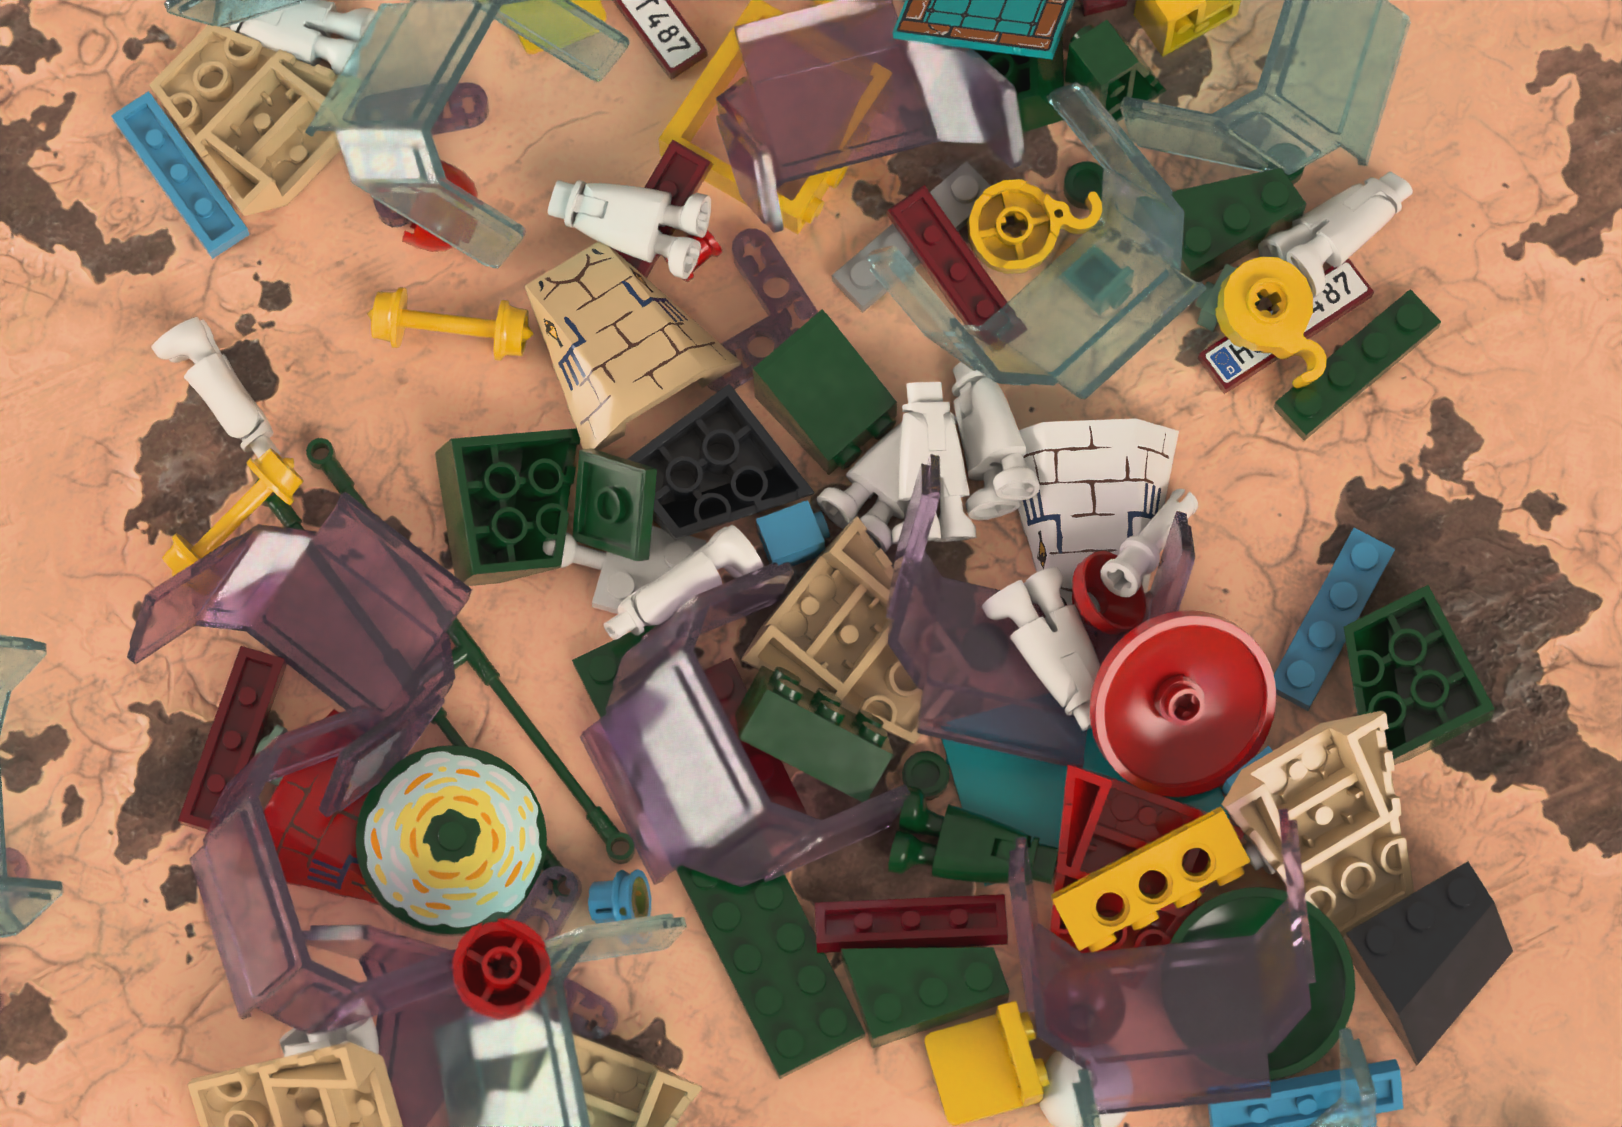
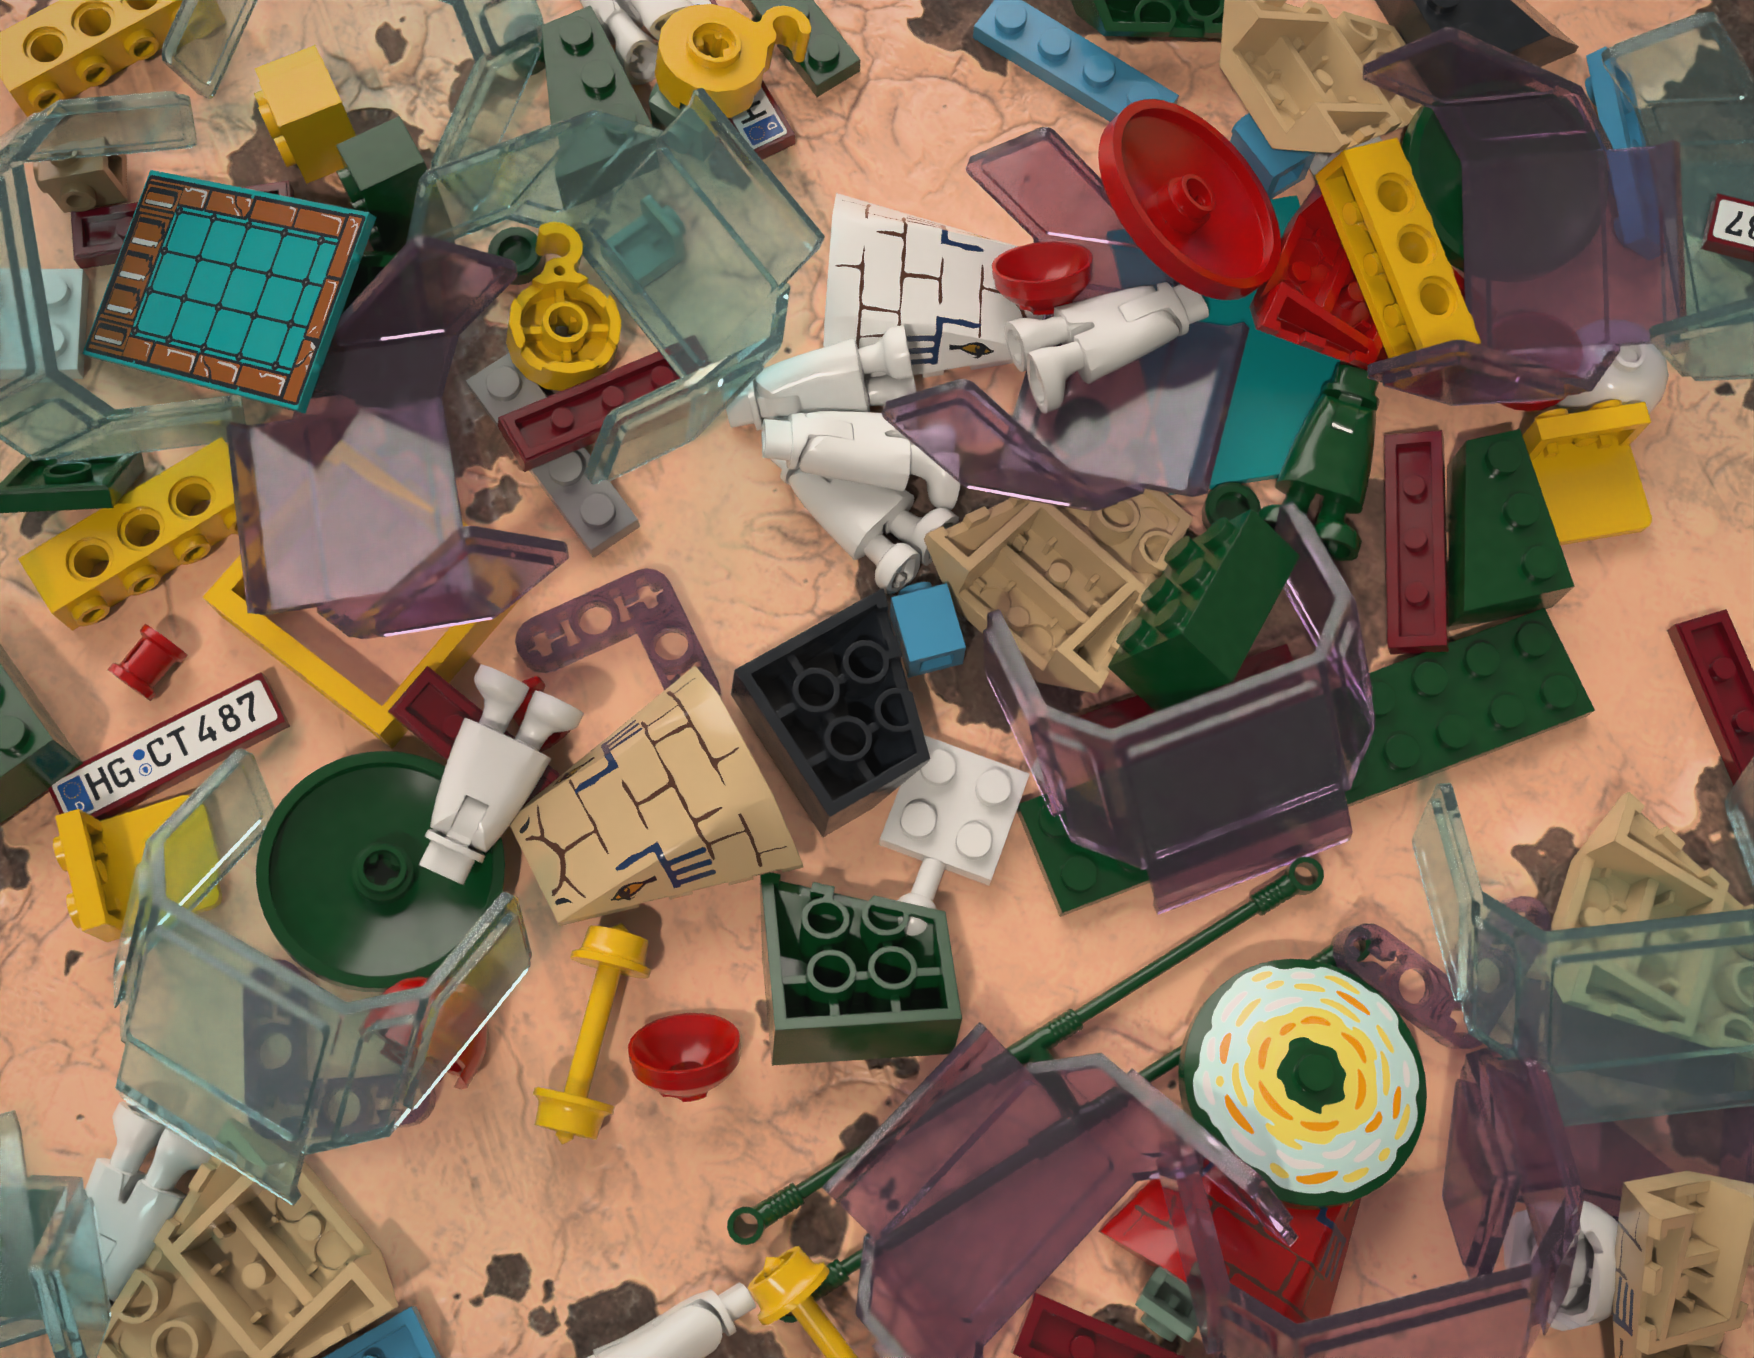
camera: 90 degrees left, 0 degrees up
(446, 386) = (685, 1054): none -> red piece
(501, 969) = (1548, 1001): red cylinder -> none
(550, 130) = (347, 878): none -> dark green dish
(614, 504) = (878, 829): dark green plate -> none
(621, 898) = (1381, 877): dark azure piece -> none
(690, 577) = (993, 749): white piece -> none
(824, 394) = (752, 567): dark green slope -> none
(1141, 552) = (998, 227): white pin -> none

